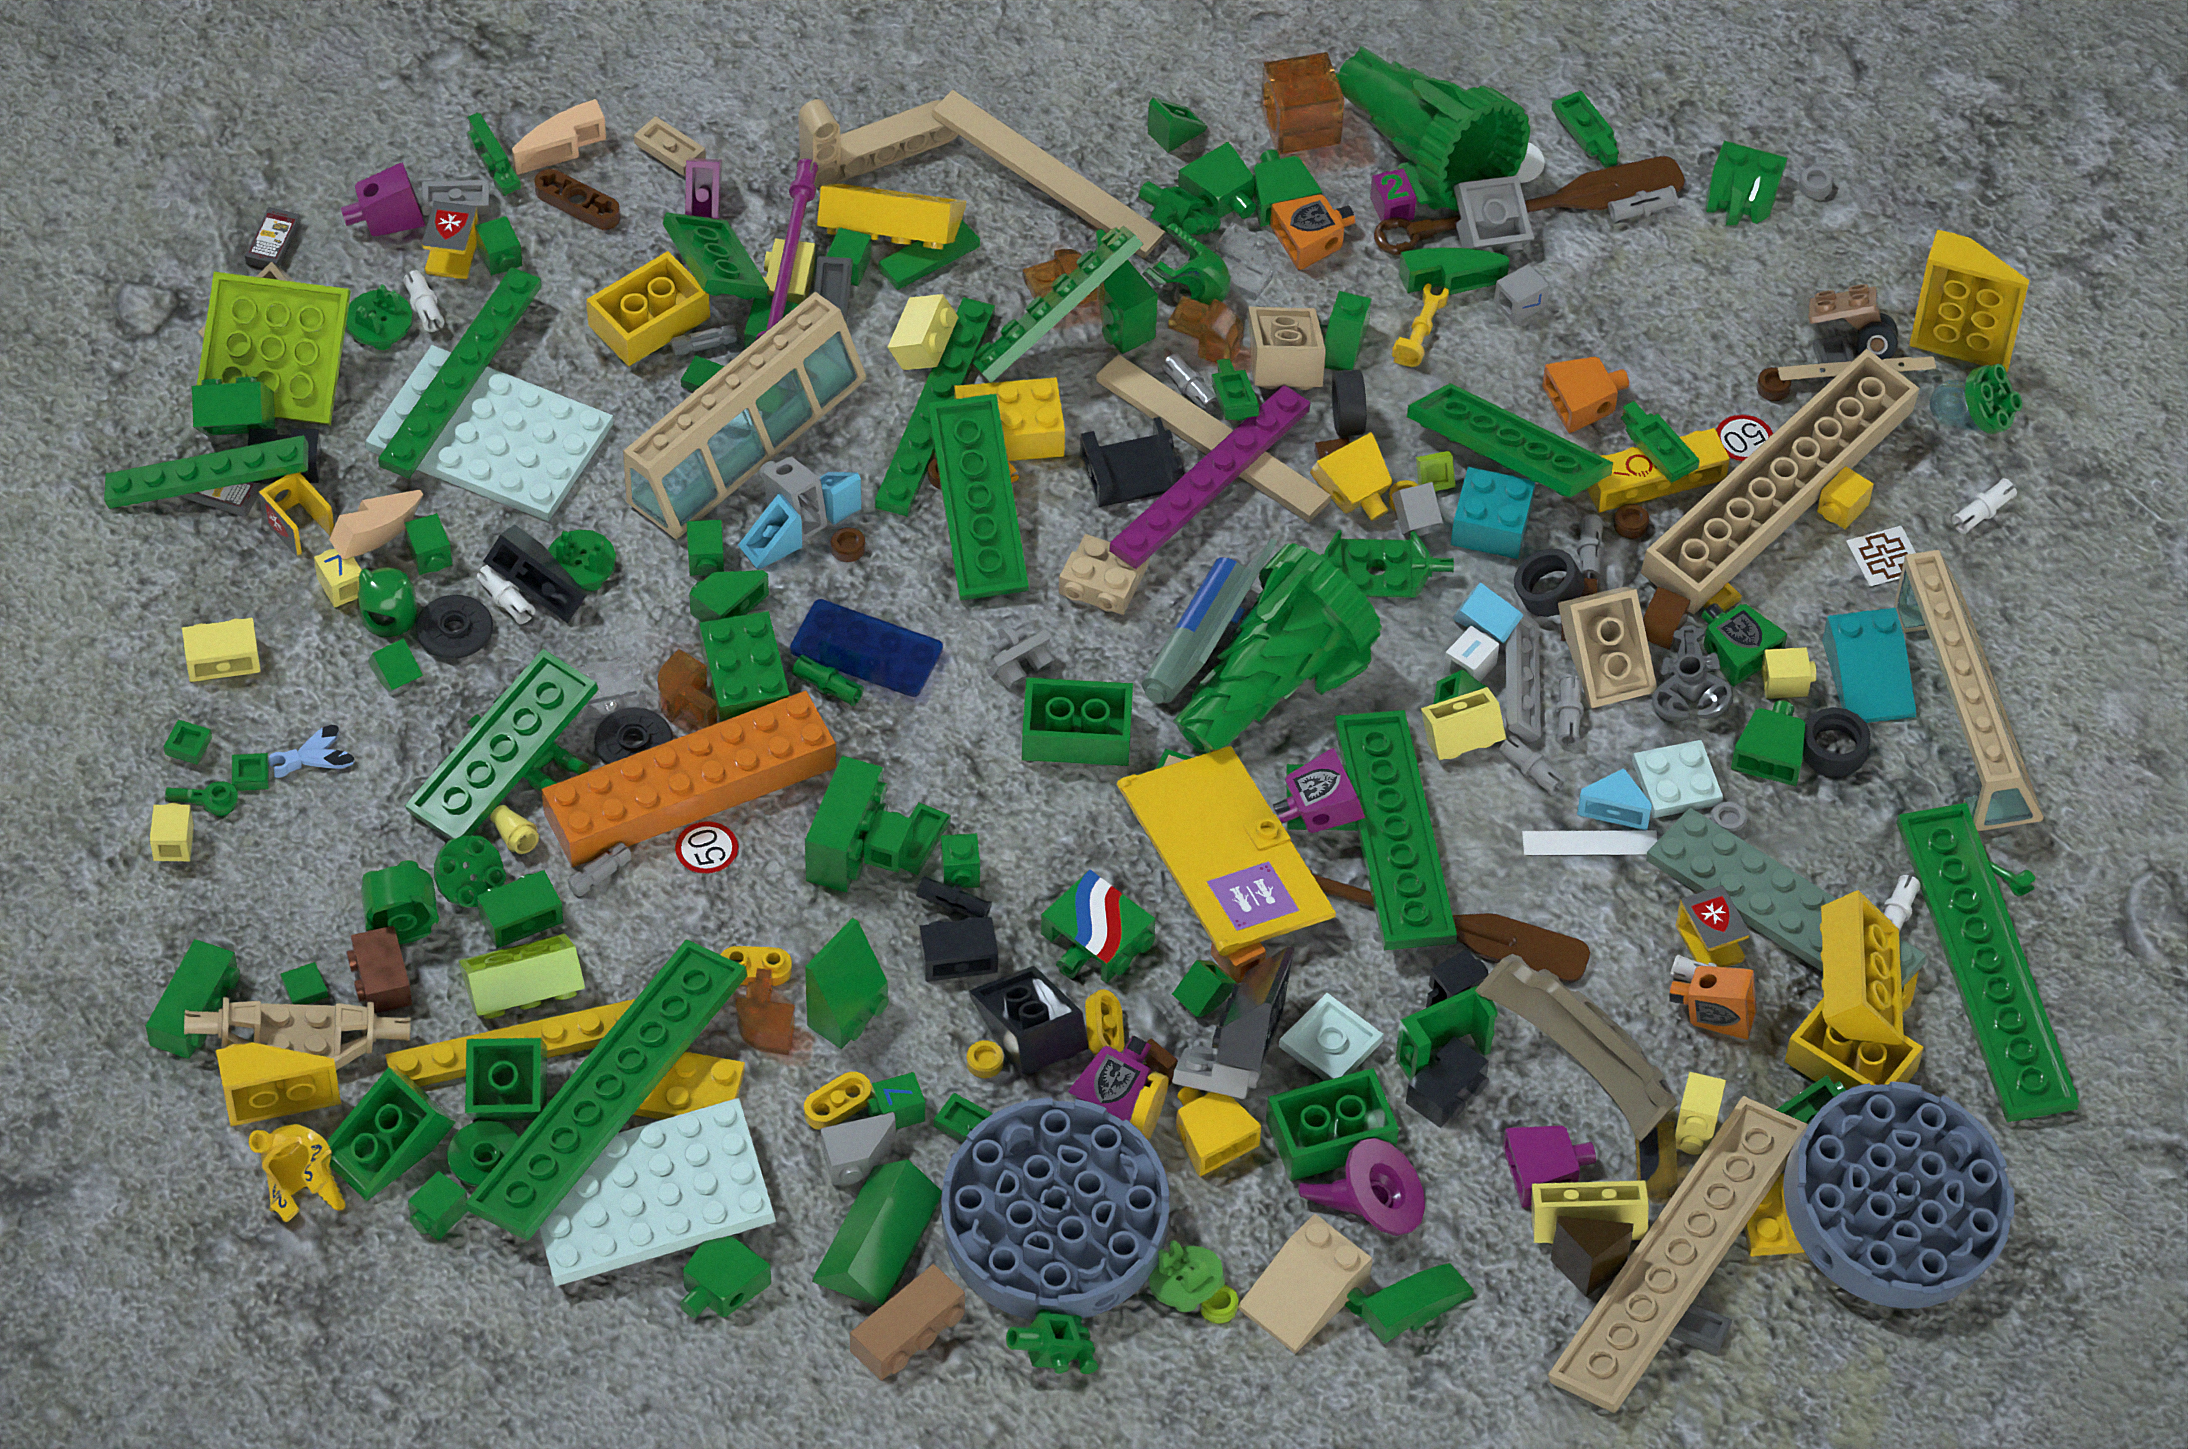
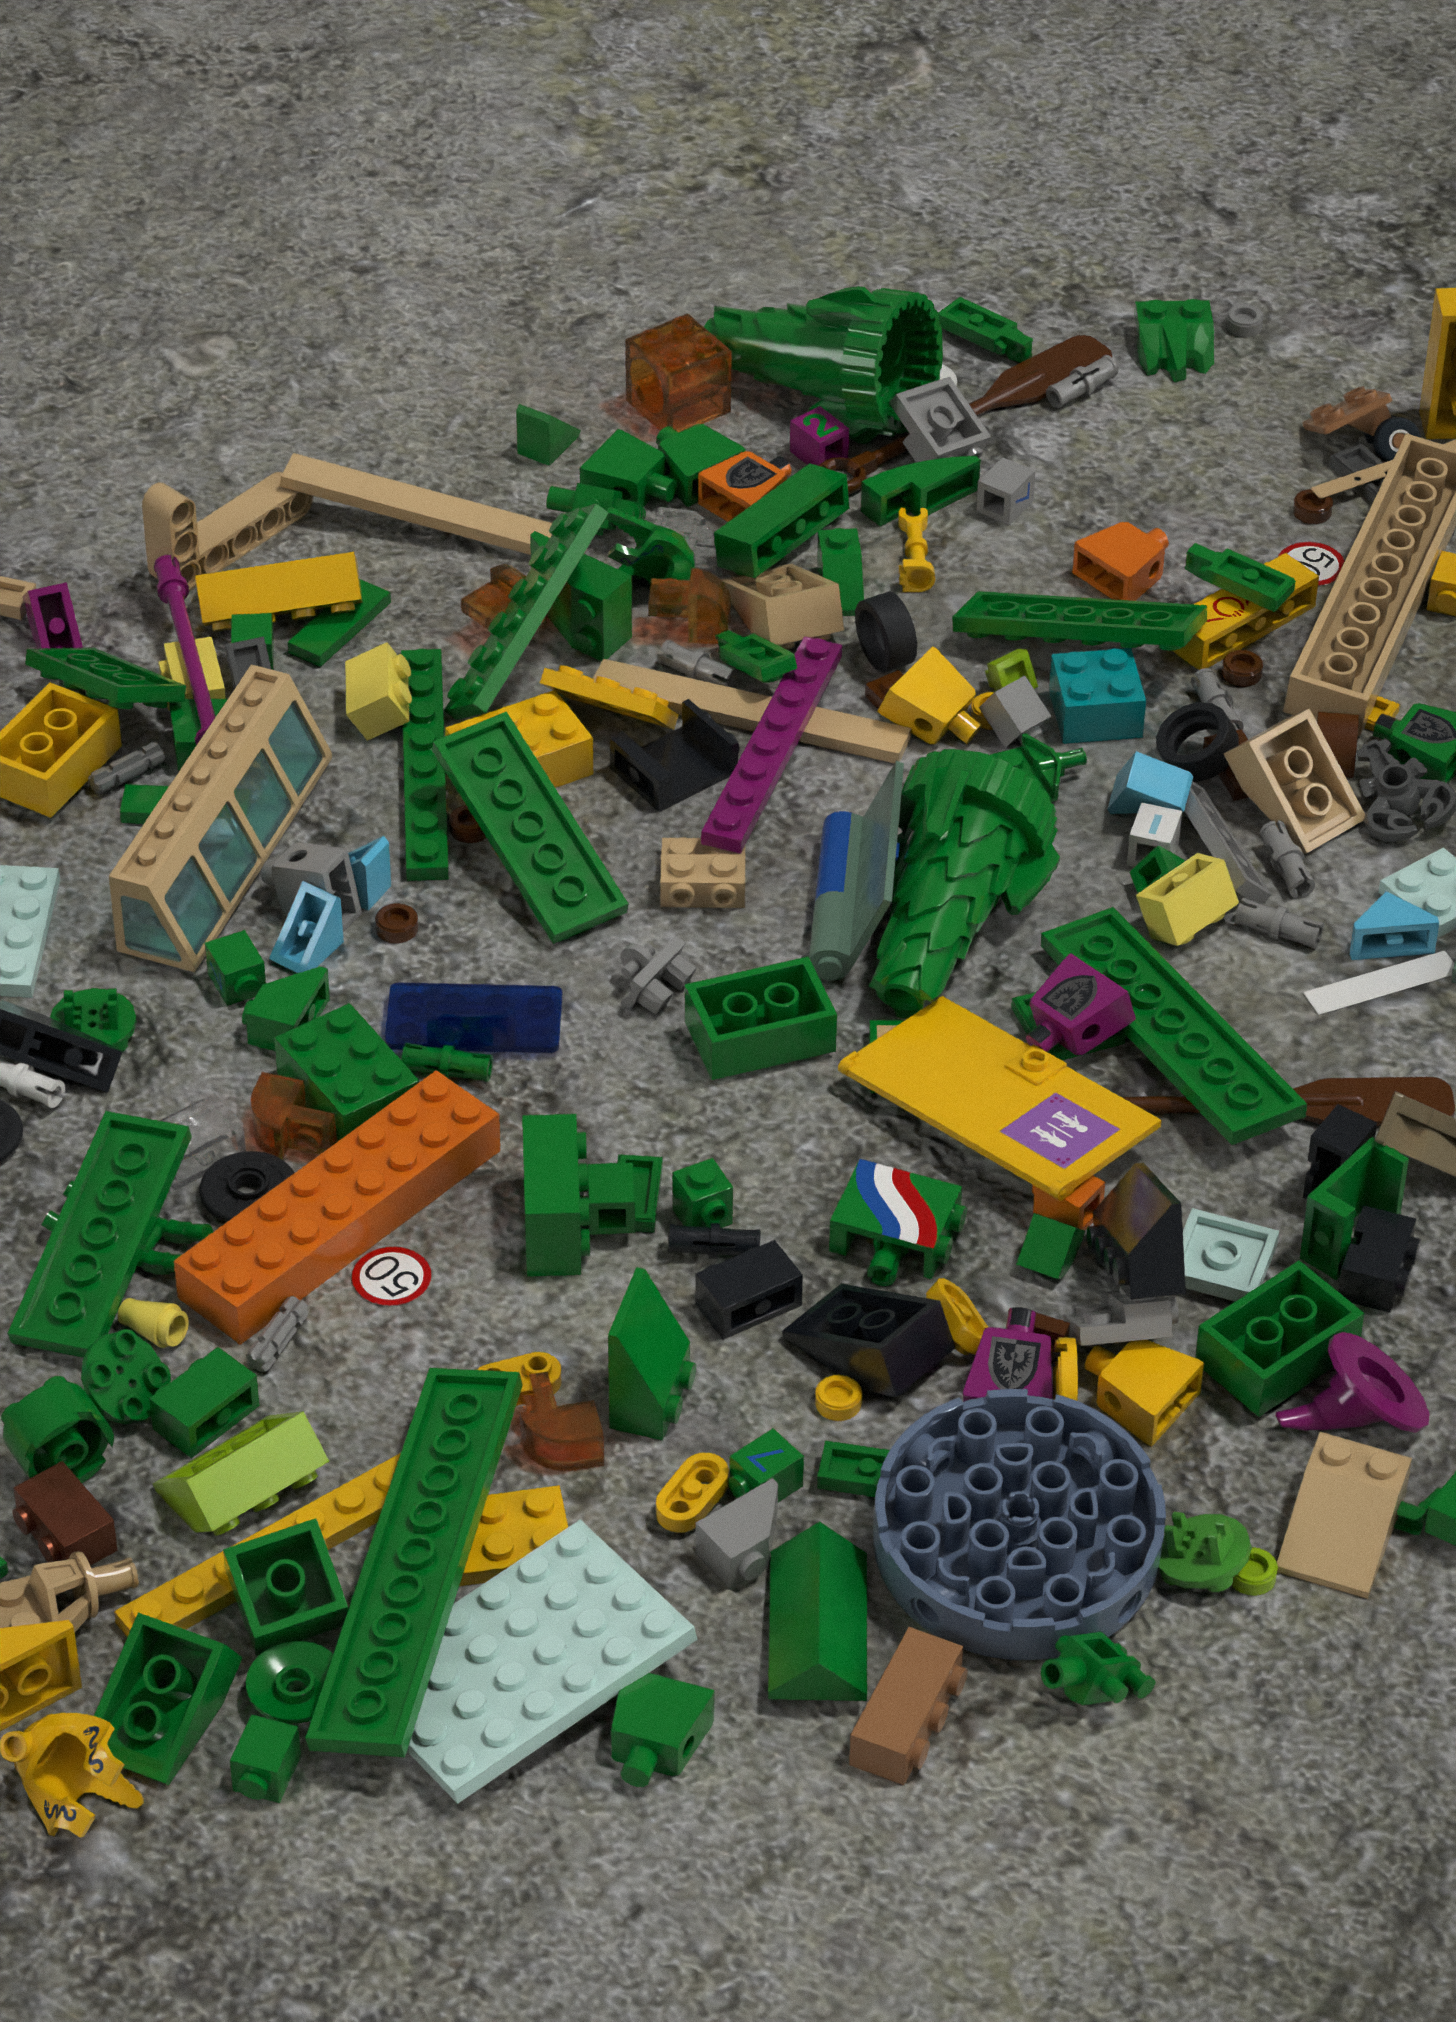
camera: 20 degrees left, 10 degrees down
(1099, 396) = (610, 696): none -> yellow plate
(1319, 269) = (781, 520): none -> green brick

